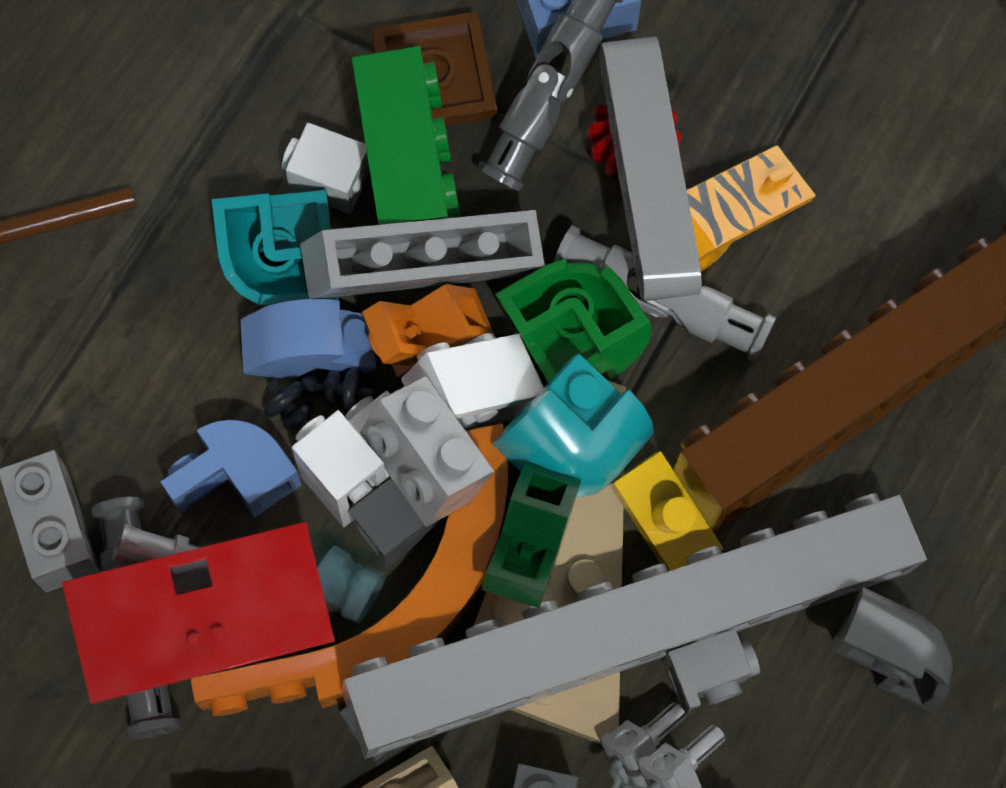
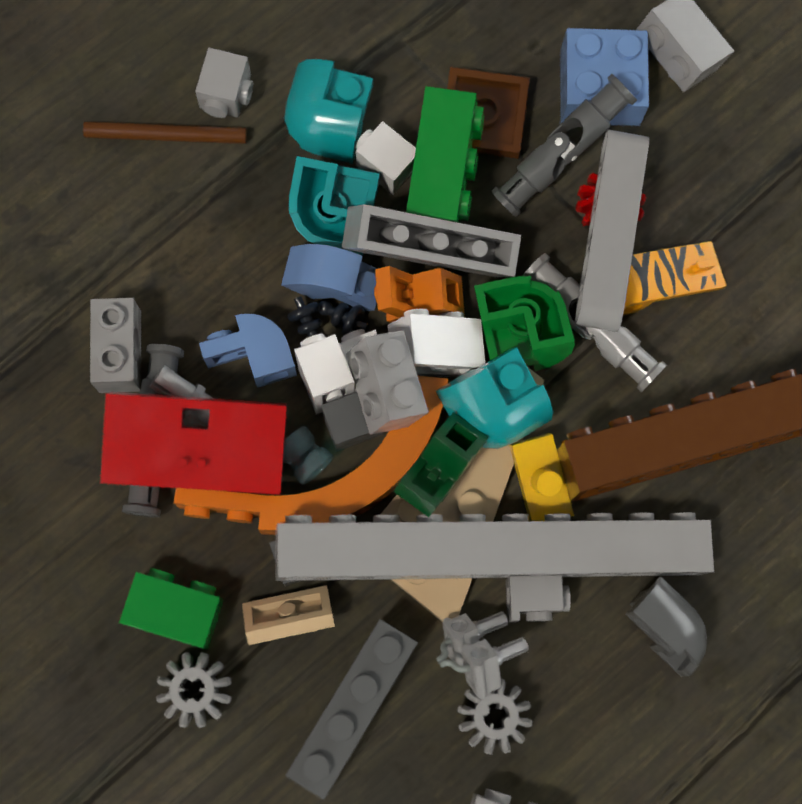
camera: 15 degrees right, 5 degrees up
(83, 139) = (224, 83): none -> light grey brick
(229, 130) = (327, 109): none -> teal brick

